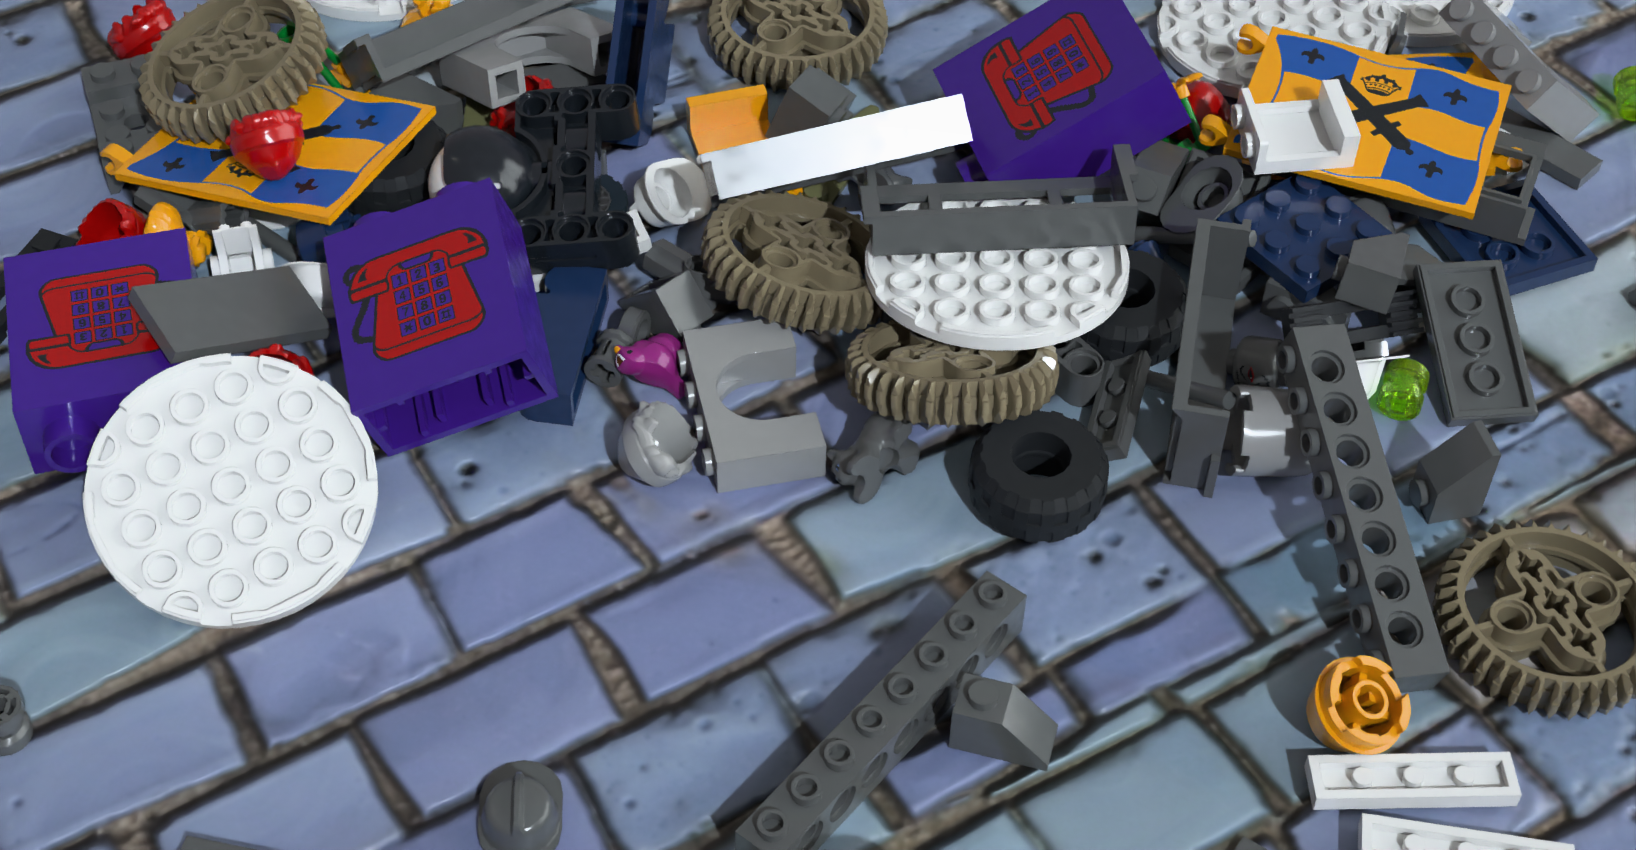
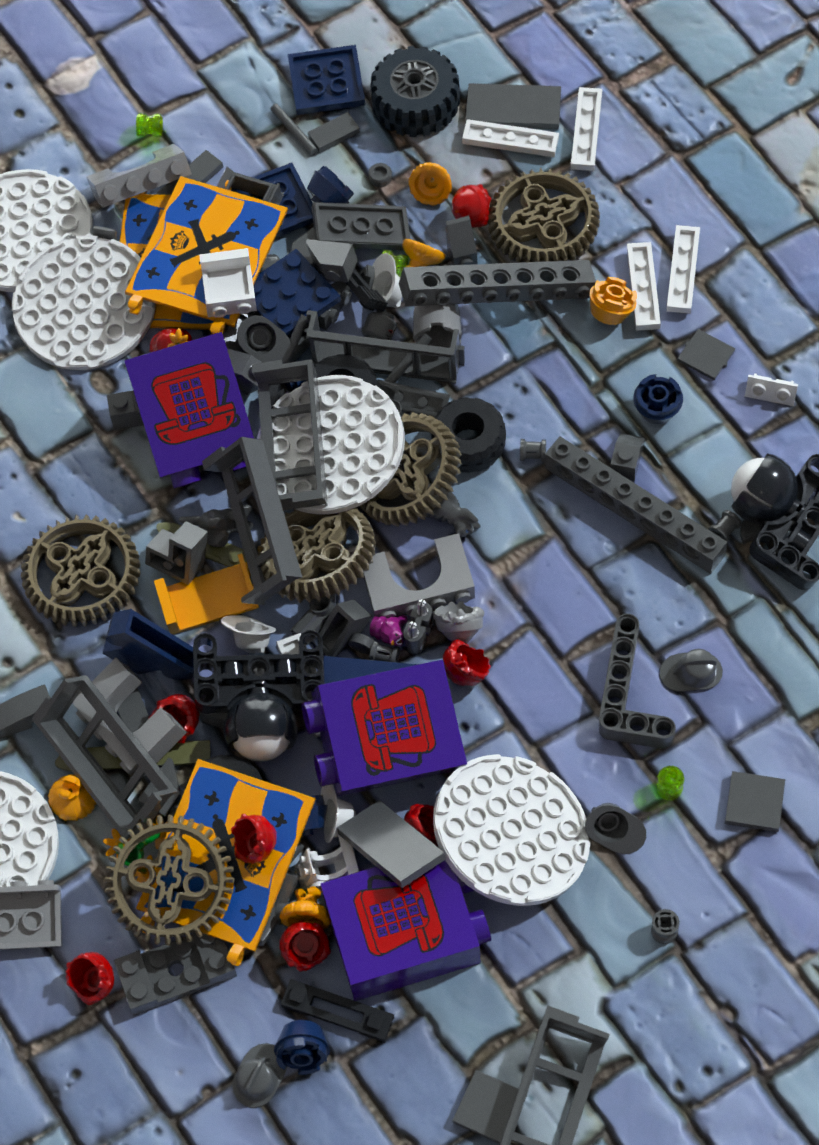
camera: 85 degrees left, 15 degrees up
(220, 650) = (615, 828): none -> dark grey piece
(282, 747) = (668, 788): none -> clear neon green wheel
(438, 667) = (620, 688): none -> dark grey beam
(569, 450) = (465, 664): none -> red hair
(636, 383) = (418, 627): none -> dark grey piece
(1013, 567) = (532, 450): none -> dark grey bush
(1123, 771) = (658, 399): none -> dark blue cone
(1425, 420) = (421, 254): none -> light orange hair
(1546, 296) = (328, 188): none -> dark blue cone
(1546, 486) = (472, 202): none -> red hair
(1594, 440) = (425, 188): none -> light orange hair
(1604, 386) = (380, 175): none -> dark grey tile

